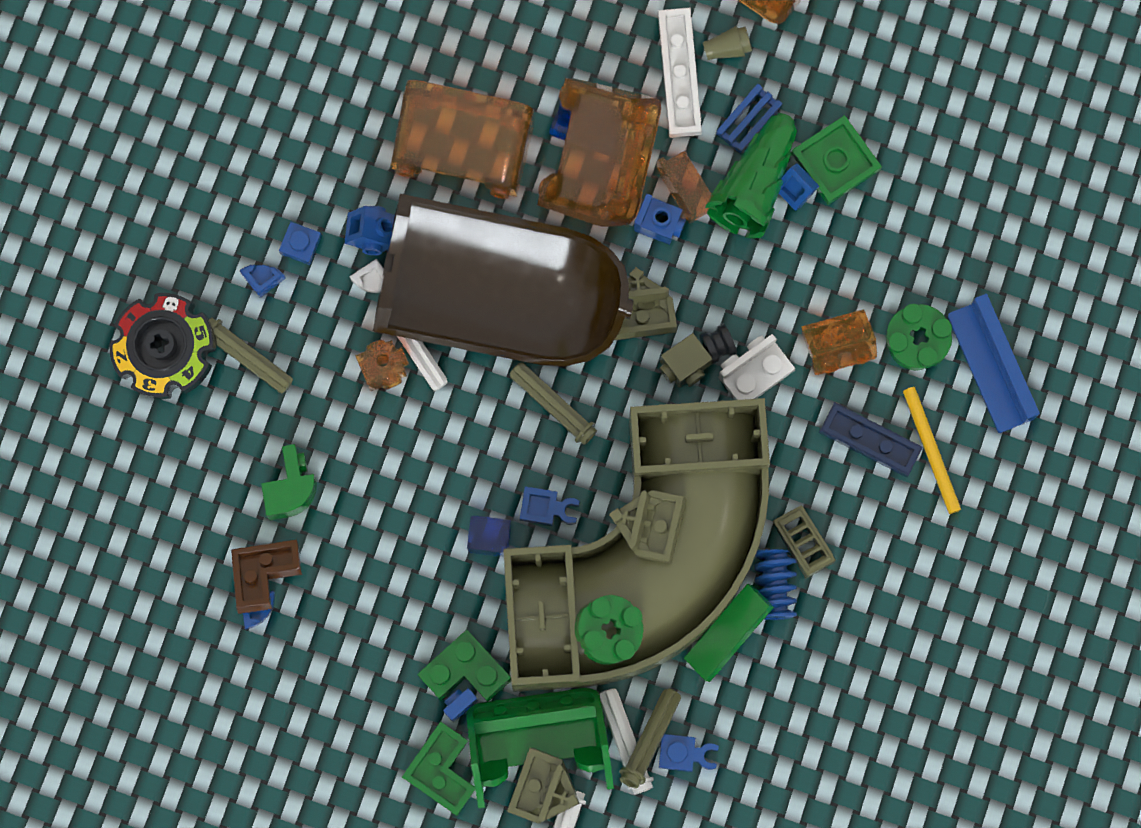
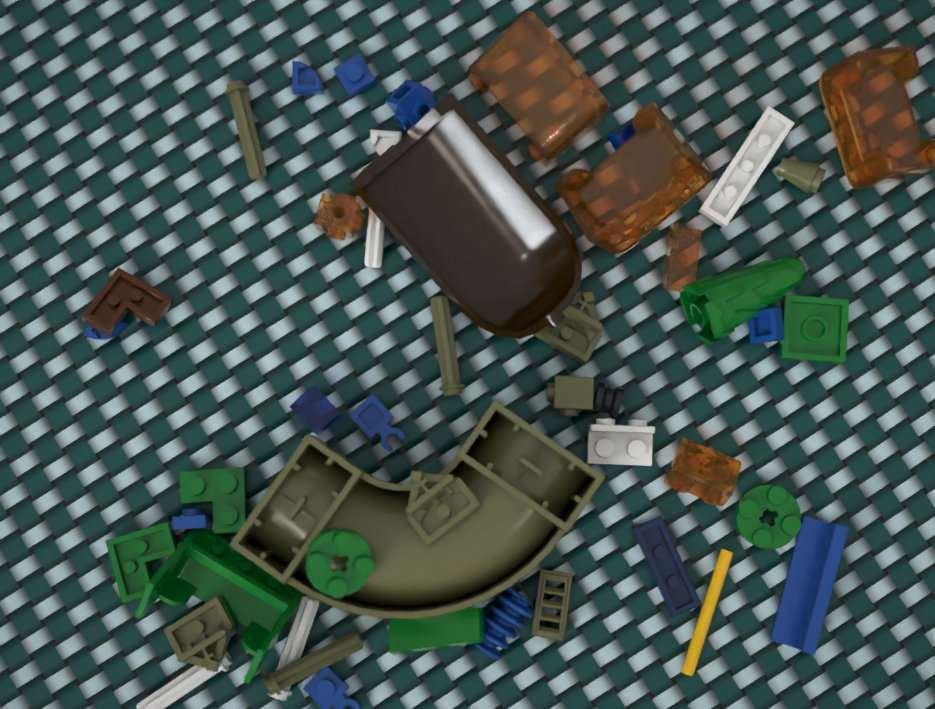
camera: 40 degrees right, 5 degrees up
(142, 332) = (190, 51): black piece -> none
(290, 495) = (199, 261): green brick -> none
(649, 226) = (627, 263): blue brick -> none
(766, 98) = (797, 238): blue tile -> none

